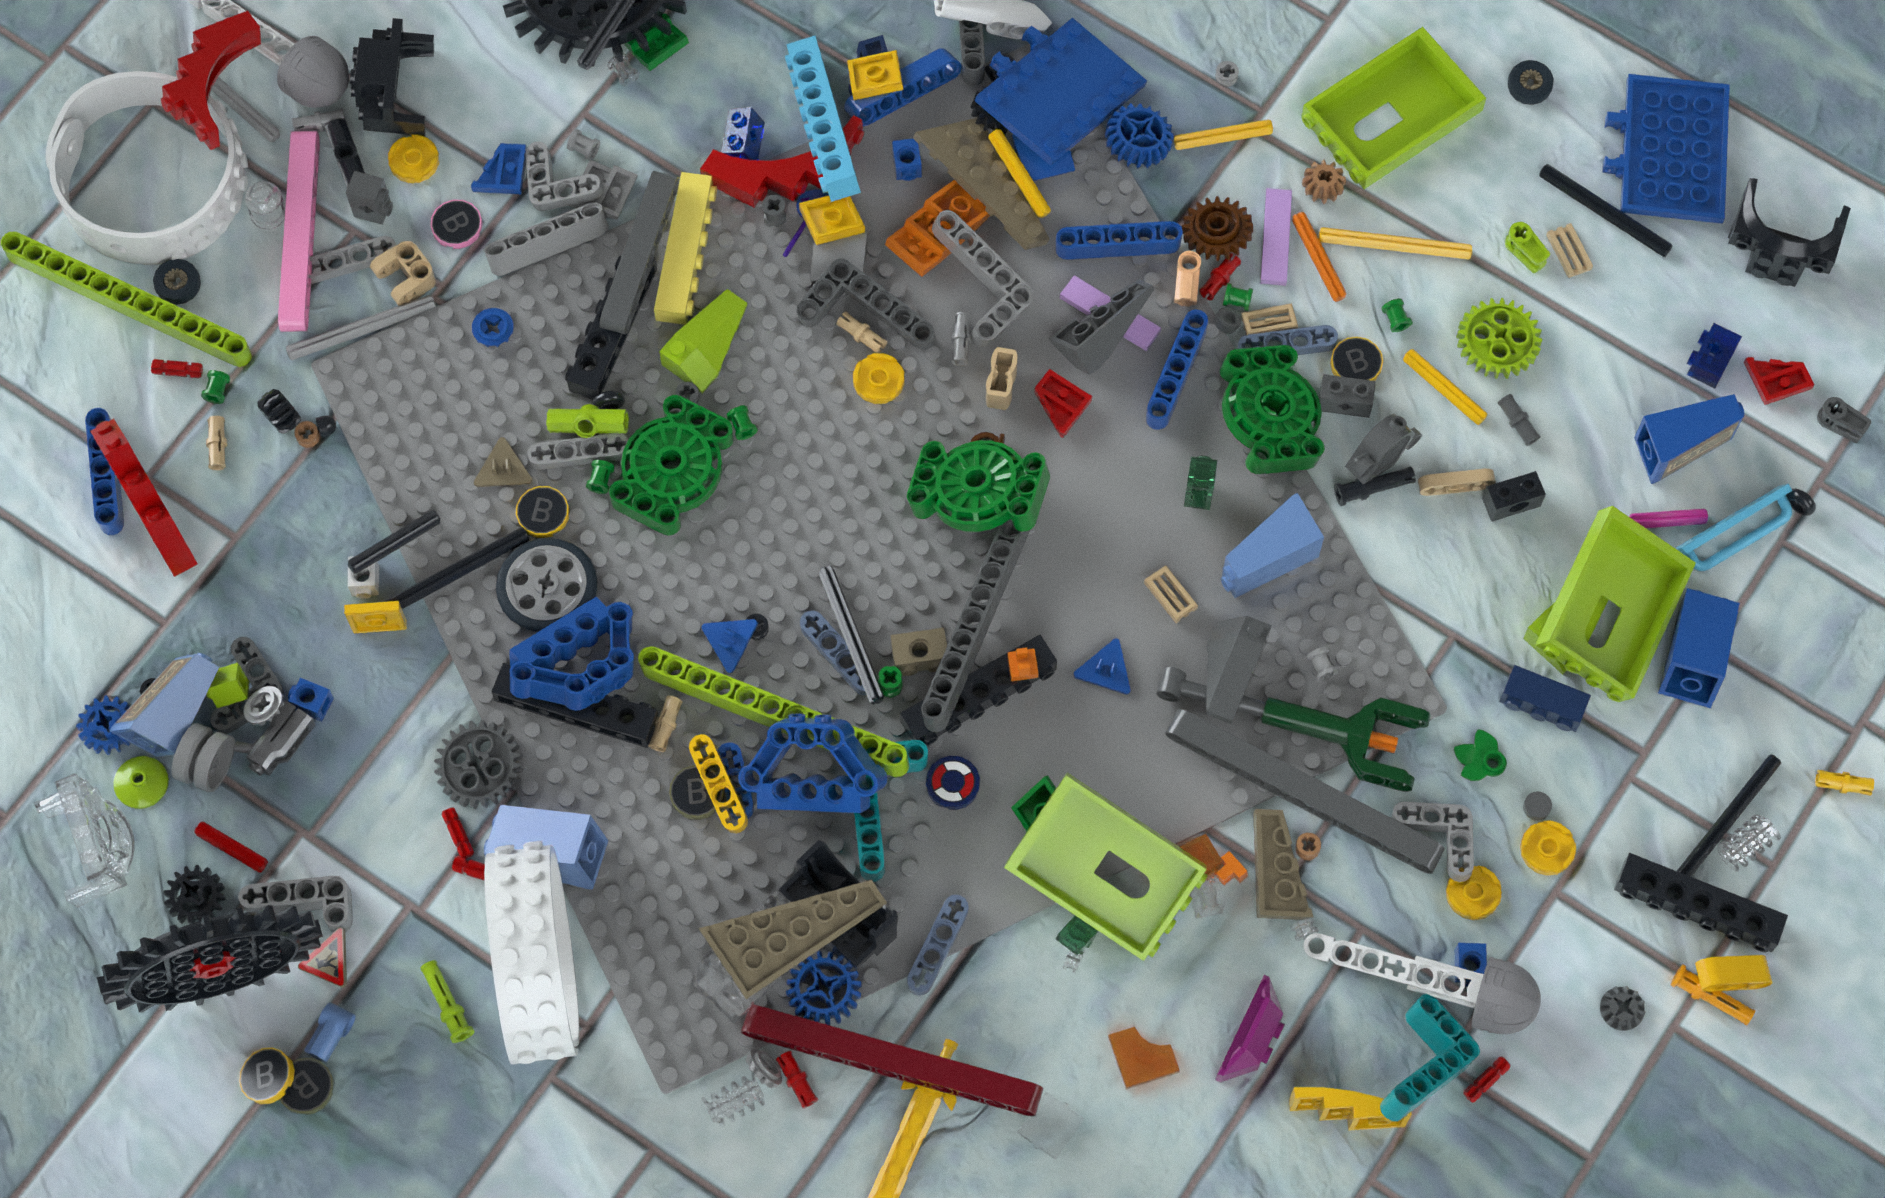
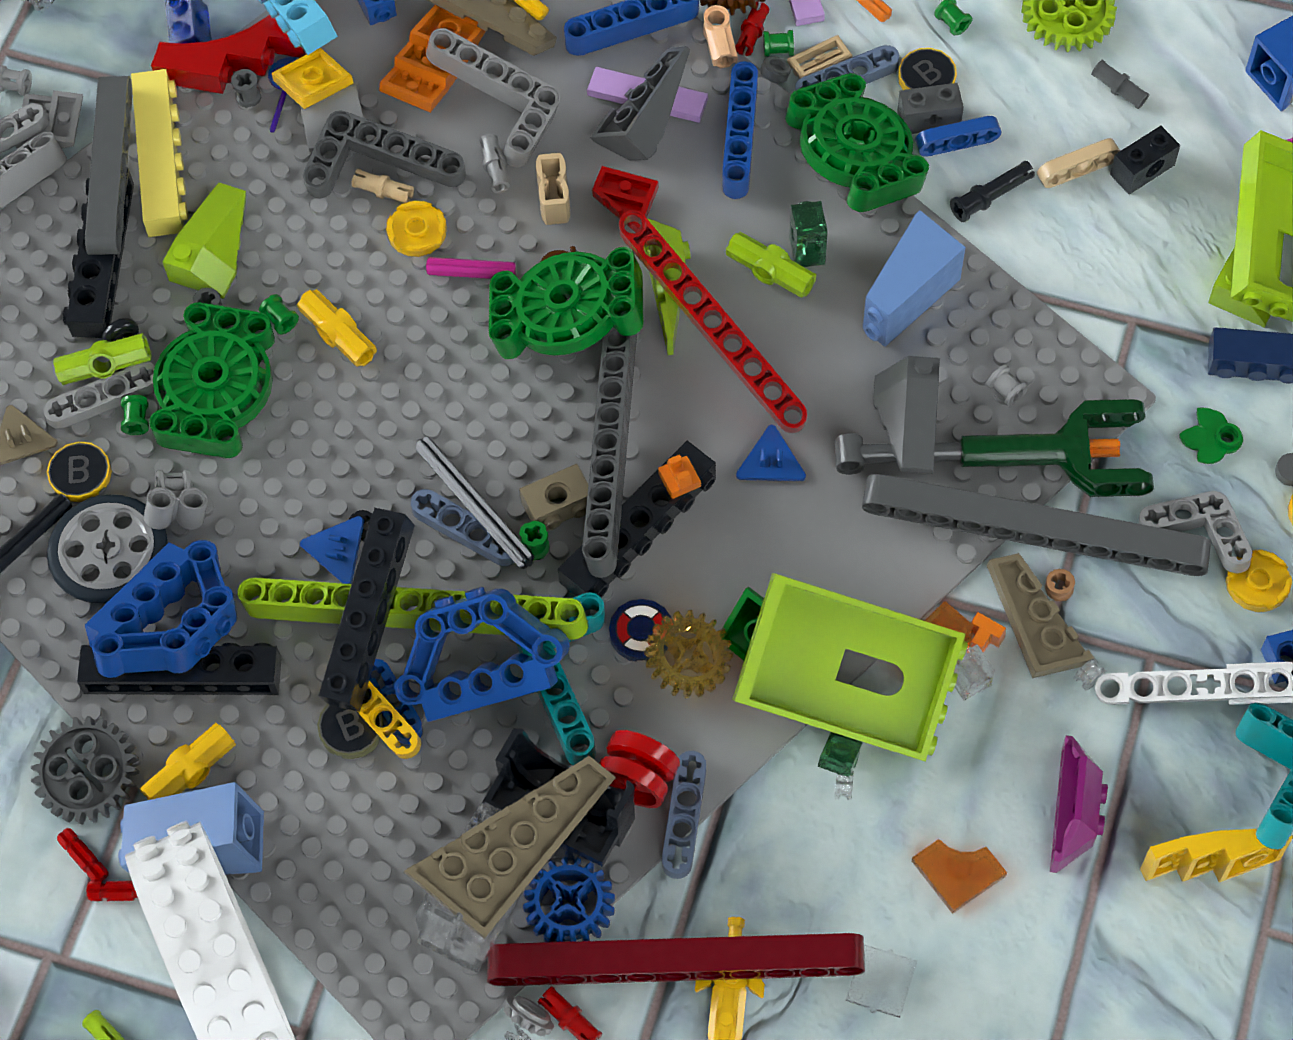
camera: 15 degrees left, 5 degrees down
(560, 786) = (189, 764): none -> yellow piece
(612, 560) = (175, 500): none -> light grey piece
(665, 723) = (291, 660): tan pin -> none
(735, 704) = (366, 609): none -> black brick
(785, 448) = (336, 327): none -> yellow piece
(911, 427) = (467, 267): none -> dark pink axle
(911, 898) = (643, 763): none -> red wheel
(975, 804) = (698, 662): none -> clear yellow gear
(1074, 480) = (666, 306): none -> lime wedge
(1083, 529) = (709, 306): none -> red beam
(1162, 498) = (770, 264): none -> lime piece
(1184, 612) = (807, 369): tan tile -> none
(1349, 426) = (958, 136): none -> blue beam
(1382, 448) = (990, 145): dark grey piece -> none
(1445, 386) = (1030, 73): yellow axle -> none

